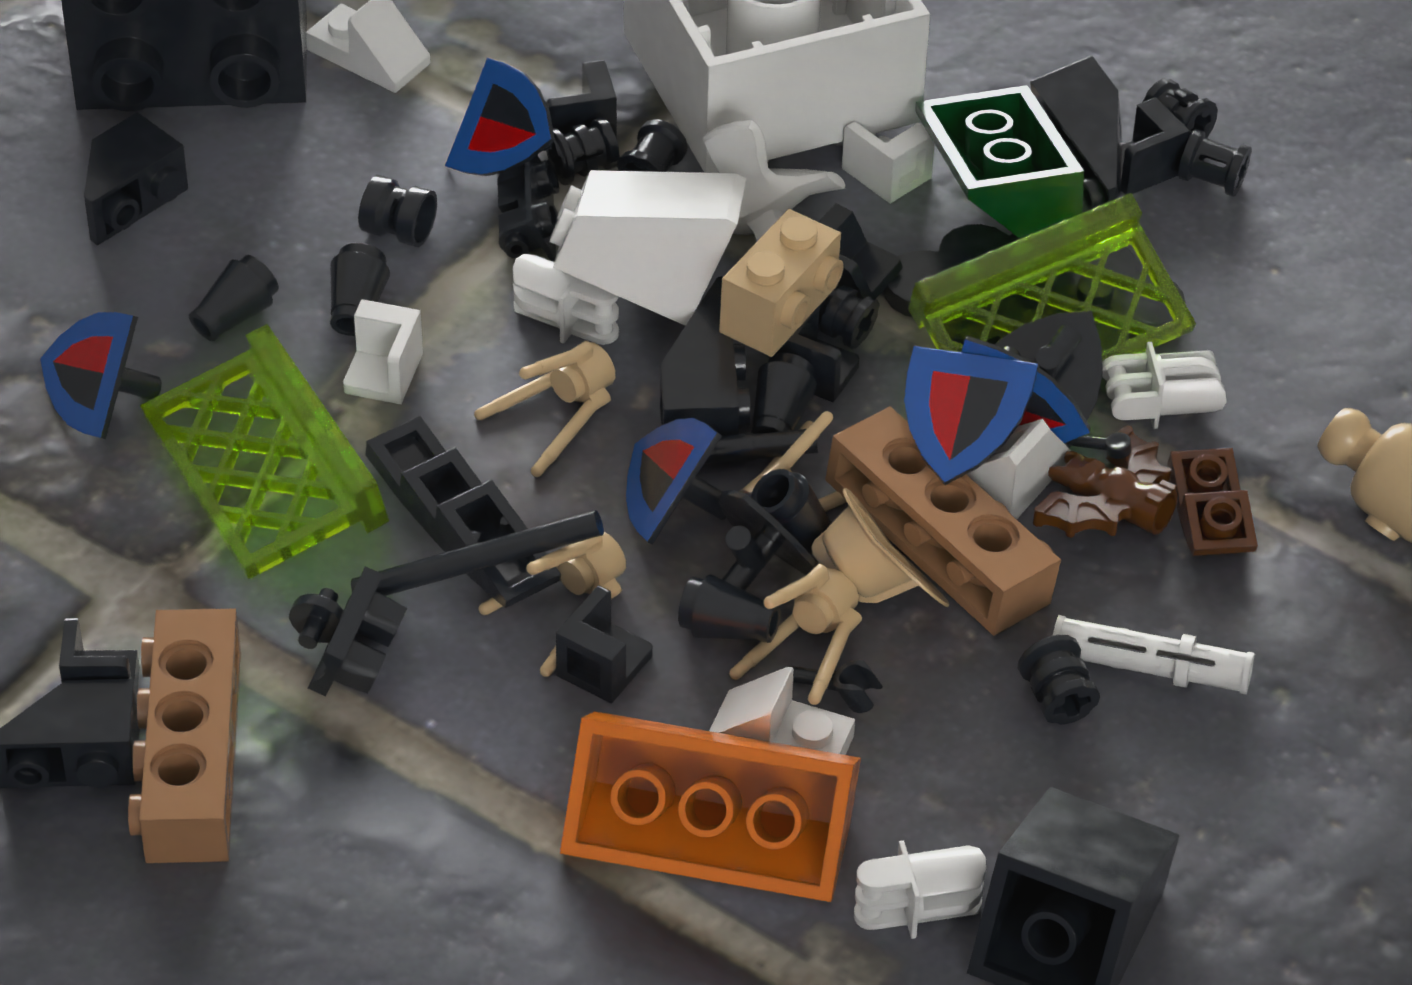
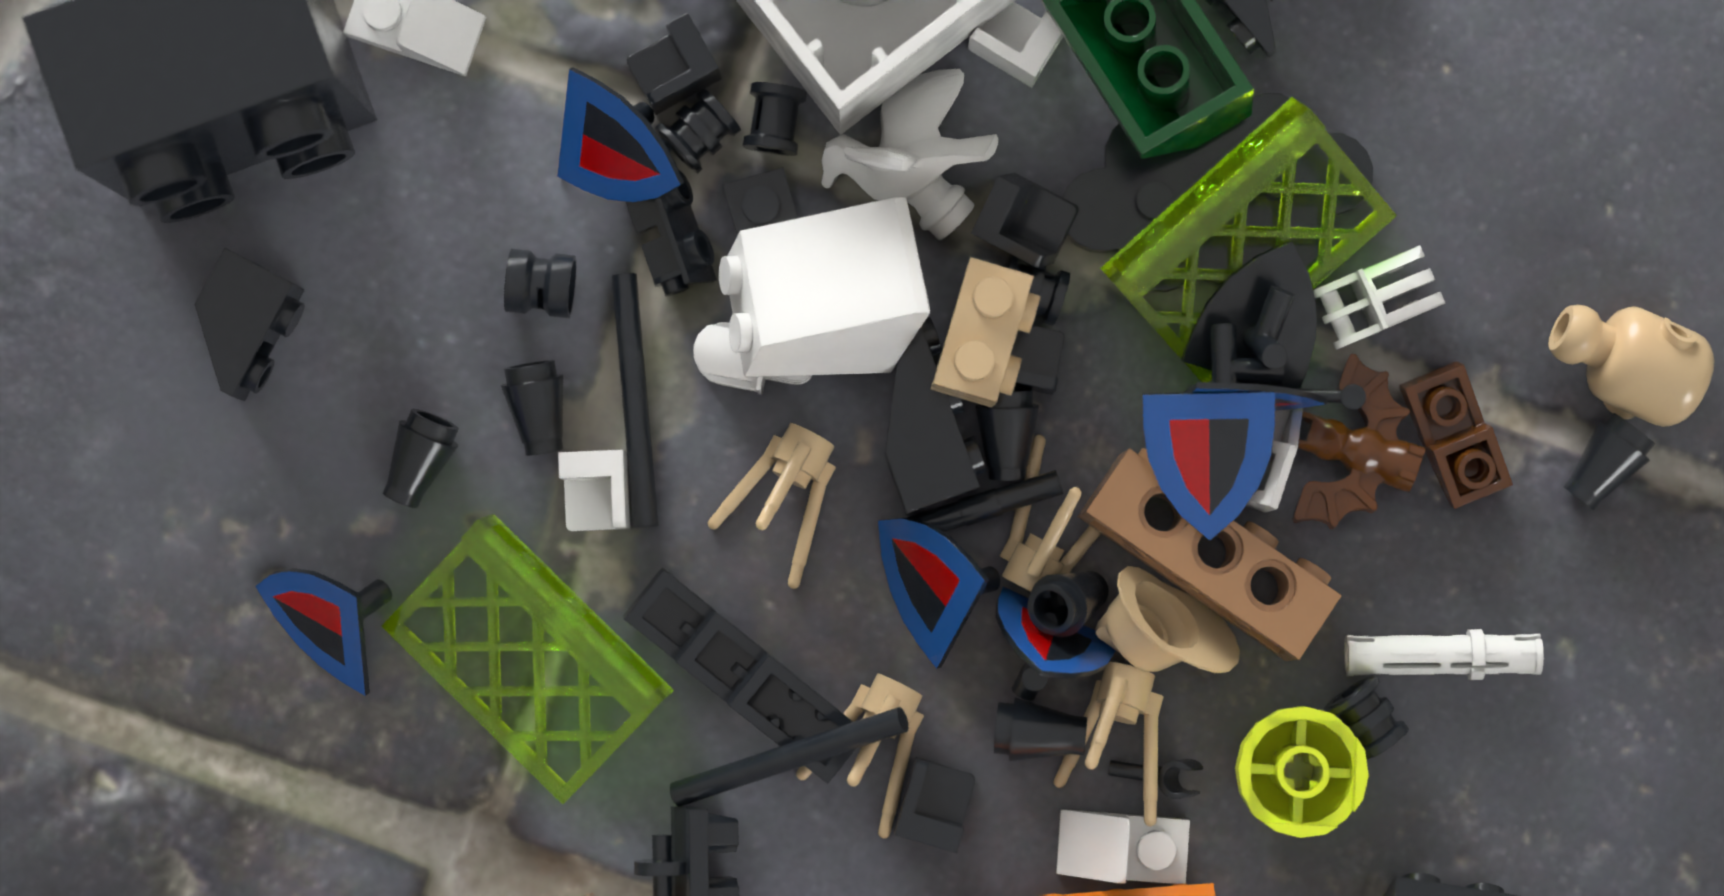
camera: 15 degrees left, 40 degrees up
(445, 316) = (635, 400): none -> black bar
(977, 677) = (1301, 771): none -> neon yellow cylinder
(1360, 546) = (1608, 460): none -> black cone

